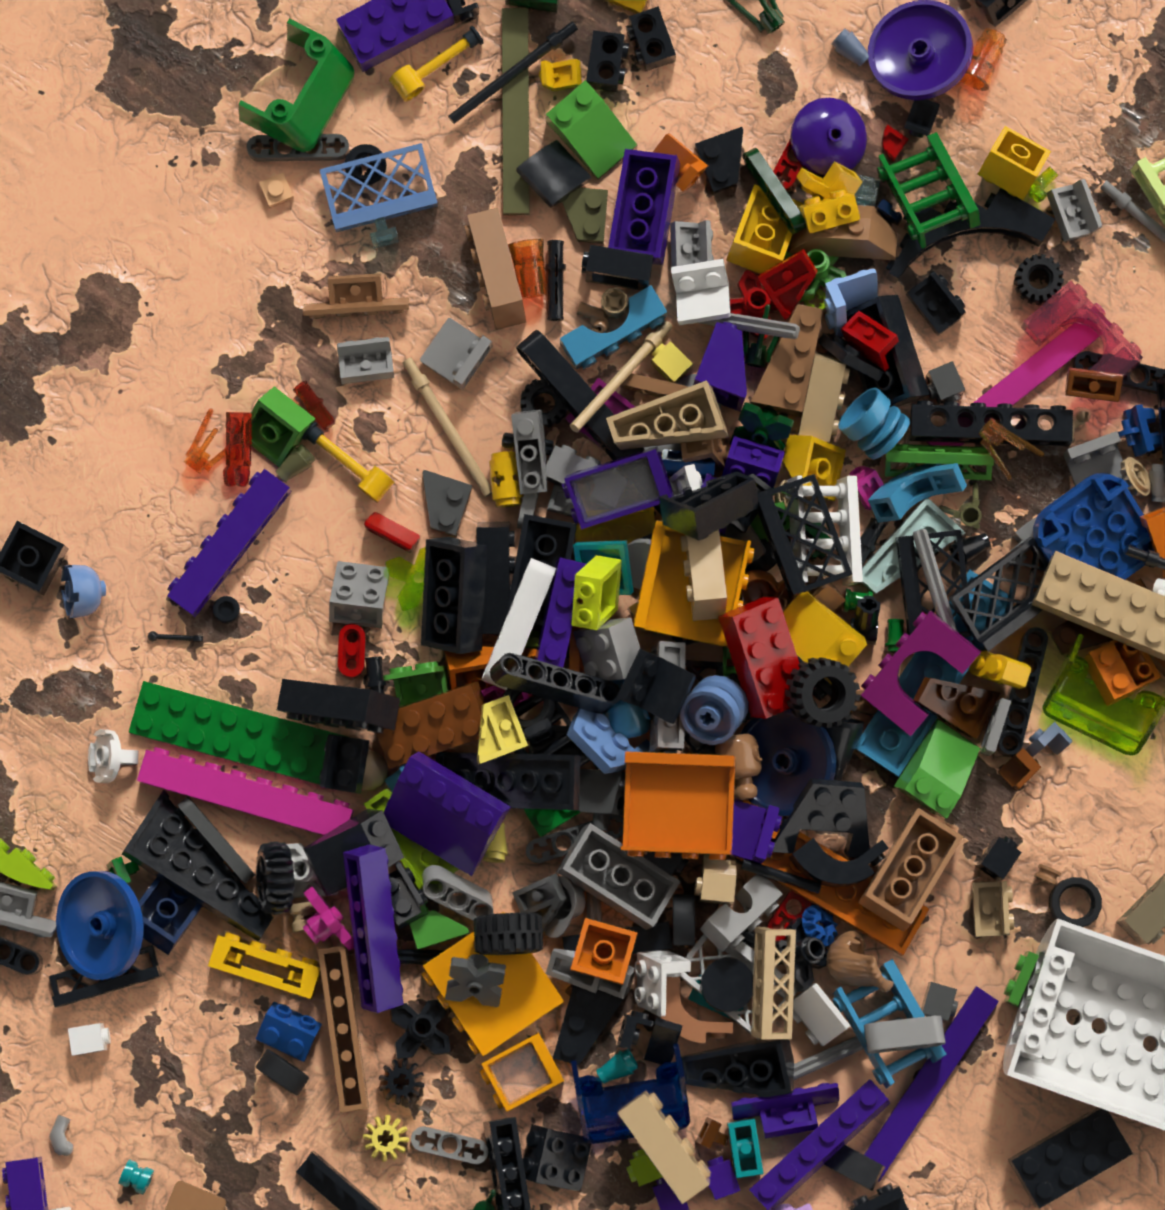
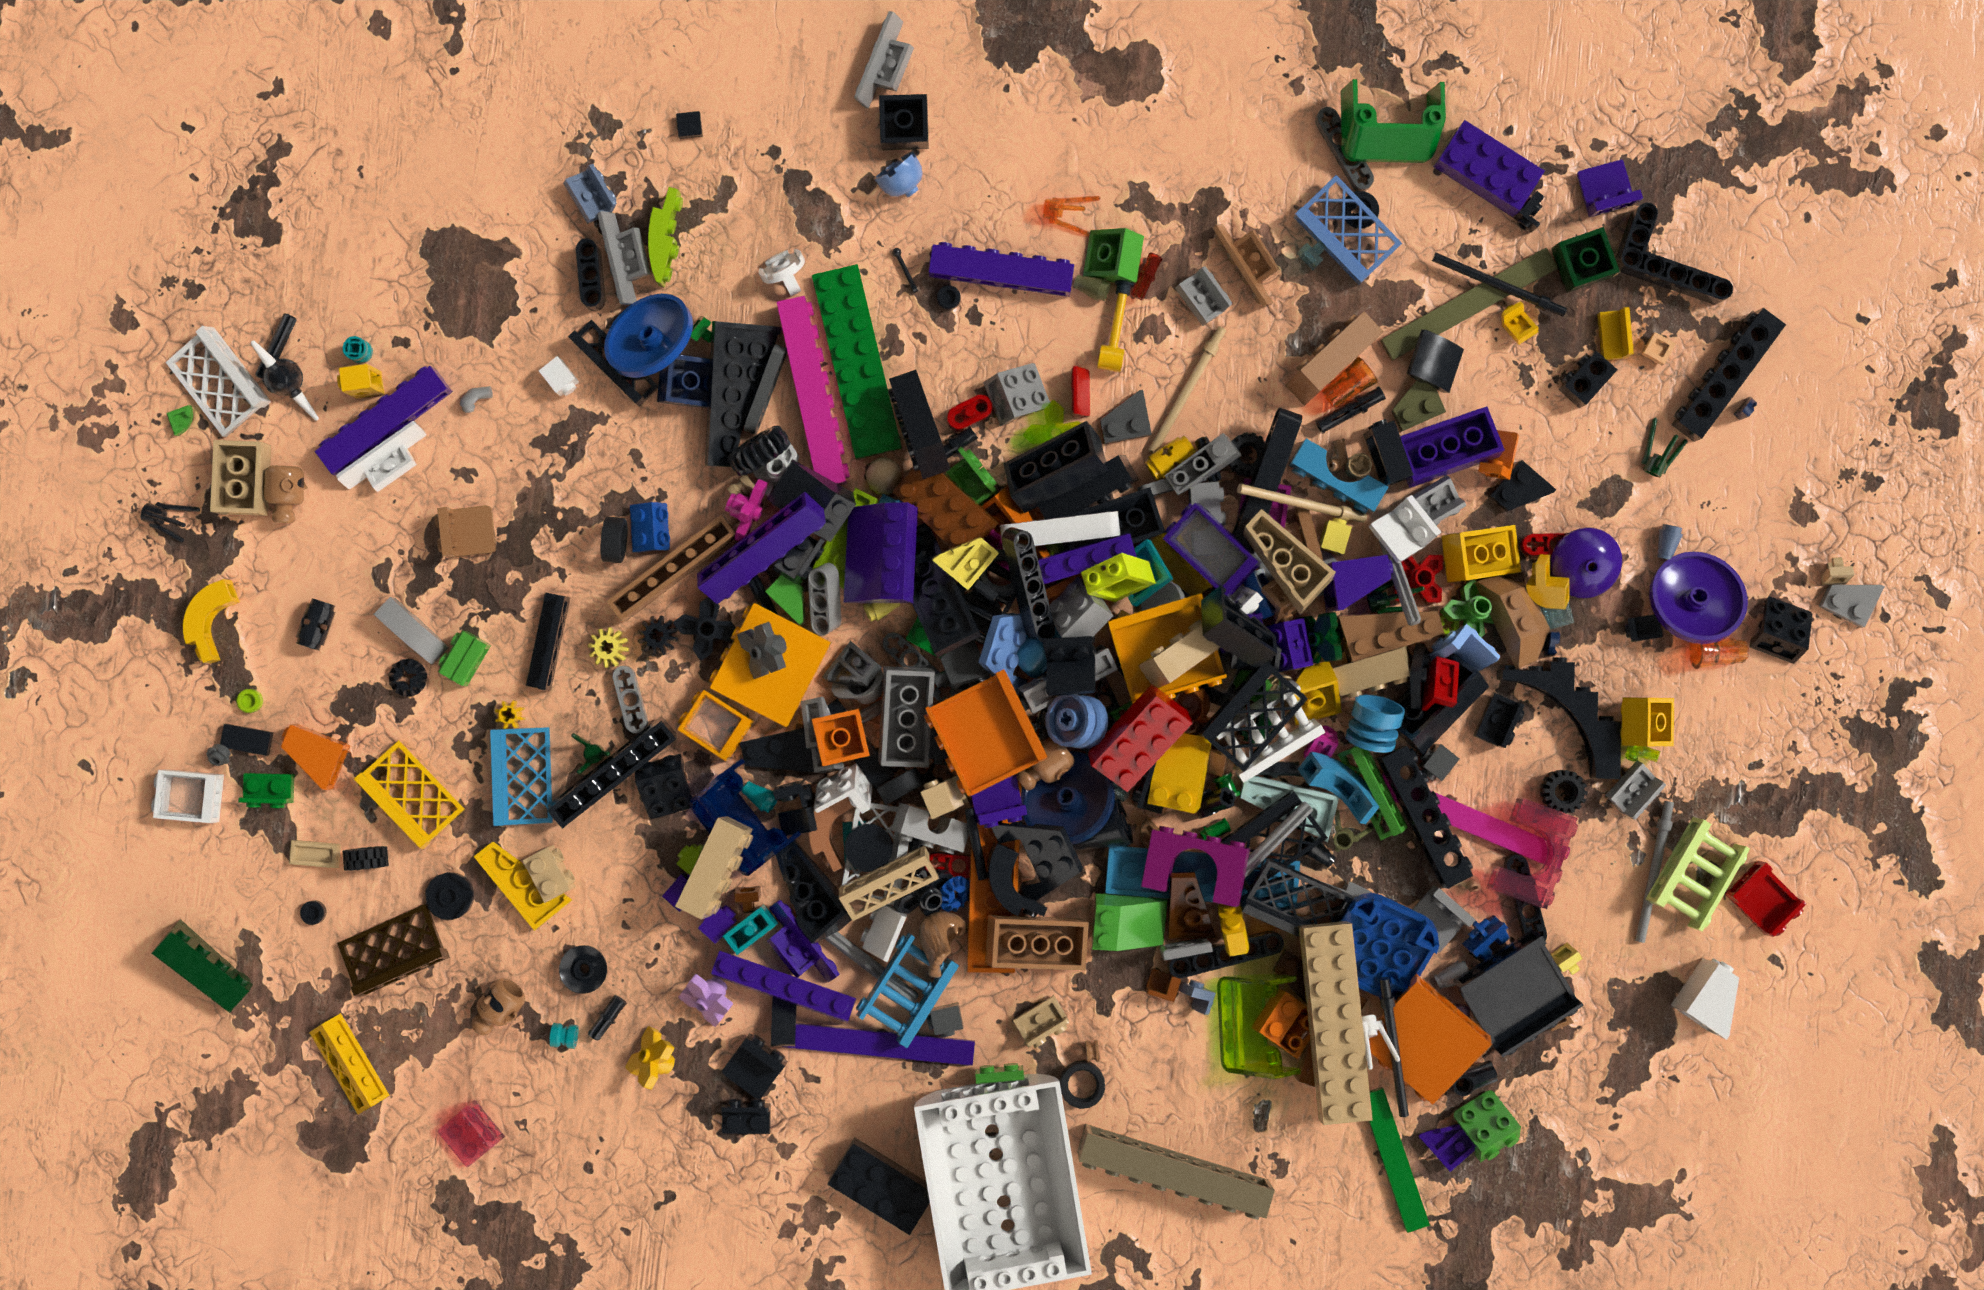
camera: 60 degrees right, 5 degrees up
(137, 1177) = (474, 474): teal wheel -> none
(223, 951) = (702, 490): yellow brick -> none
(238, 448) = (1078, 235): clear red hinge -> none
(276, 190) = (1300, 151): light nougat plate -> none
(344, 763) = (877, 455): black bracket -> none
(409, 82) = (1446, 206): yellow piece -> none
(456, 353) = (1249, 364): light grey bracket -> none
(508, 933) = (812, 655): black tyre -> none
(559, 503) = (1175, 508): light grey tile -> none
(590, 129) = (1487, 370): bright green slope -> none
(601, 60) = (1548, 349): black brick -> none
(774, 190) = (1518, 543): beam -> none
(788, 281) = (1451, 594): red wing -> none
(830, 212) = (1526, 597): yellow bracket -> none
(842, 697) = (1139, 817): black tyre -> none
(893, 142) = (1609, 616): red tile -> none
(904, 1034) = (903, 1008): light grey beam -> none
(944, 171) = (1610, 670): green fence -> none
(994, 434) = (1419, 824): clear orange plant -> none
(999, 858) = (1084, 1007): black brick -> none
(1093, 384) = (1503, 882): dark orange brick -> none
(1135, 476) = (1447, 953): tan gear -> none

